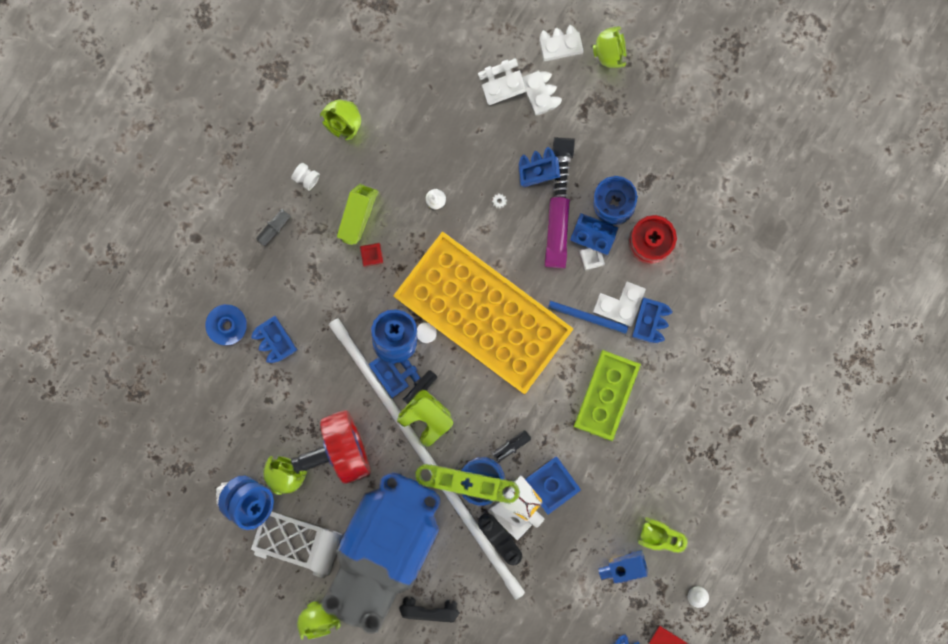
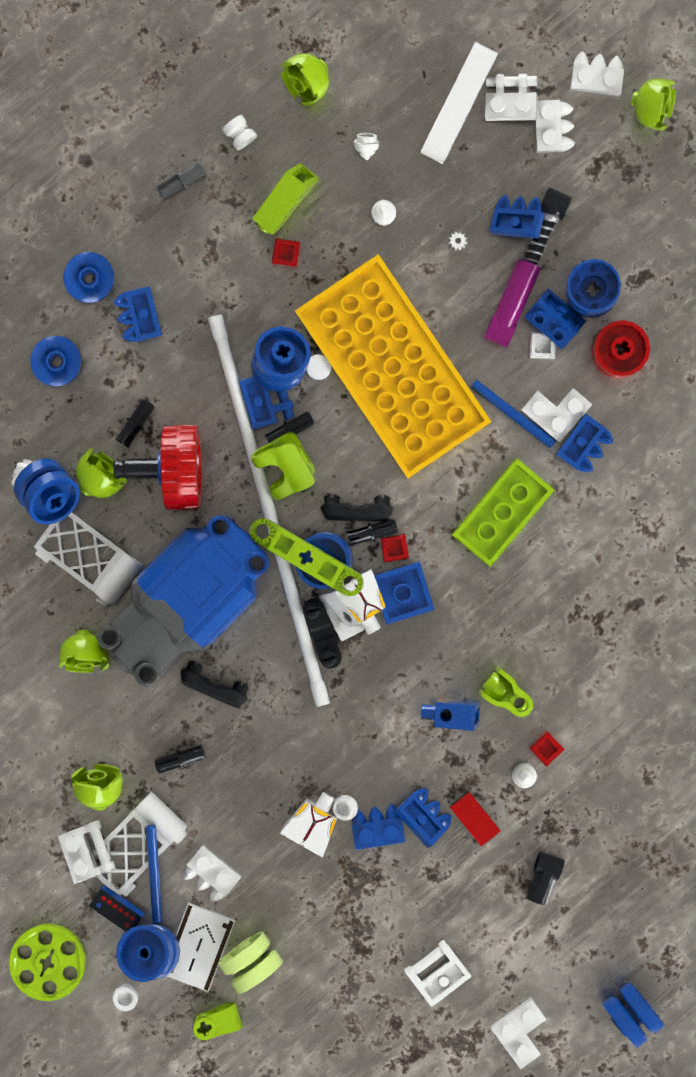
camera: 15 degrees right, 5 degrees up
(211, 398) = (43, 356): none -> blue dish
(299, 424) = (135, 422): none -> black axle
(405, 153) = (366, 144): none -> white plate
(464, 98) = (459, 103): none -> white beam
(510, 428) = (347, 512): none -> black piece
(533, 452) = (394, 548): none -> red tile
(707, 569) = (546, 748): none -> red tile

